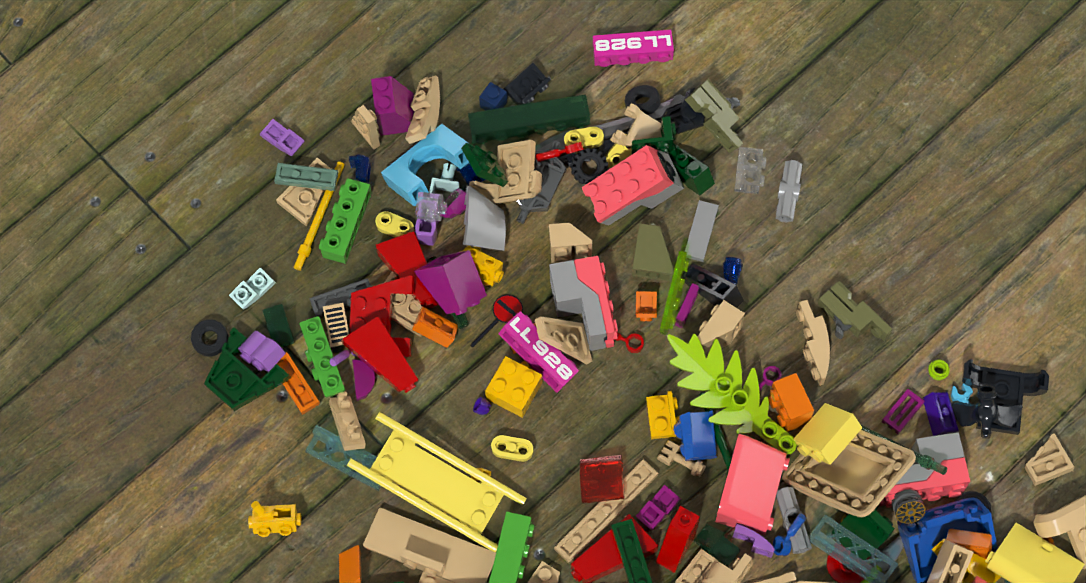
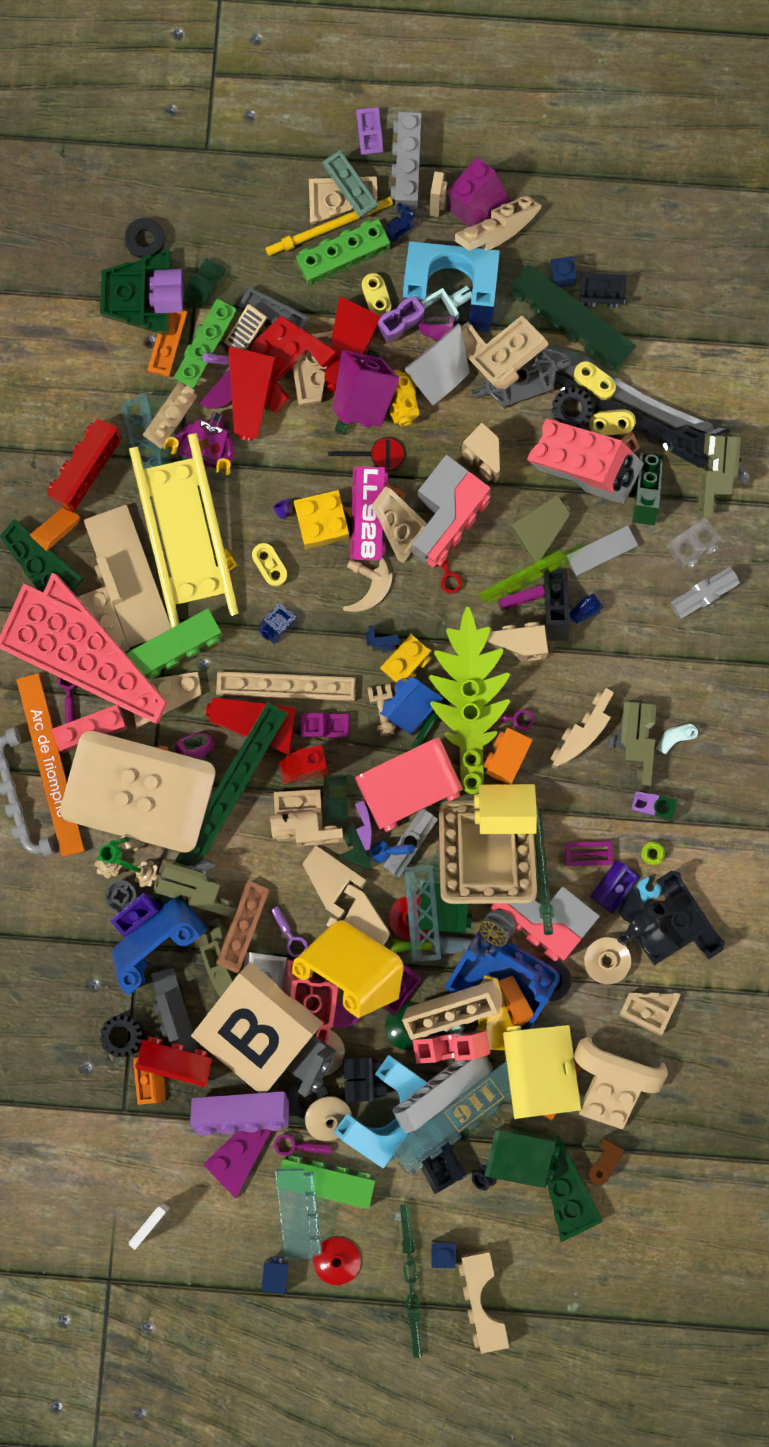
camera: 50 degrees right, 15 degrees up
(251, 290) = (216, 233): light aqua slope -> none
(274, 519) = (41, 431): yellow brick -> none
(325, 129) = (408, 157): none -> light grey brick
(325, 509) = (85, 464): none -> red slope
(397, 409) = (214, 442): none -> magenta torso
(430, 206) = (409, 311): clear brick -> none
(435, 327) = (315, 410): orange slope -> none
(485, 164) = (489, 321): dark green plate -> none
(556, 152) = (570, 377): red piece -> none
(557, 479) = (276, 623): none -> clear blue bracket
(593, 389) = (379, 587): none -> tan piece
(602, 479) = (307, 659): clear red slope -> none
(633, 48) = (720, 346): dark pink brick -> none
(638, 418) = (386, 643): none -> dark blue bracket
(640, 92) = (672, 408): black tyre -> none
(641, 128) = (645, 426): tan flag -> none
(646, 305) = (490, 564): orange bracket -> none
(661, 143) = (656, 447): dark green bracket -> none
(771, 562) = (357, 855): none -> clear green slope
(869, 287) = (674, 735): none -> light aqua arm
(907, 340) = (654, 805): none -> leg
(994, 451) = (619, 957): none -> tan dish

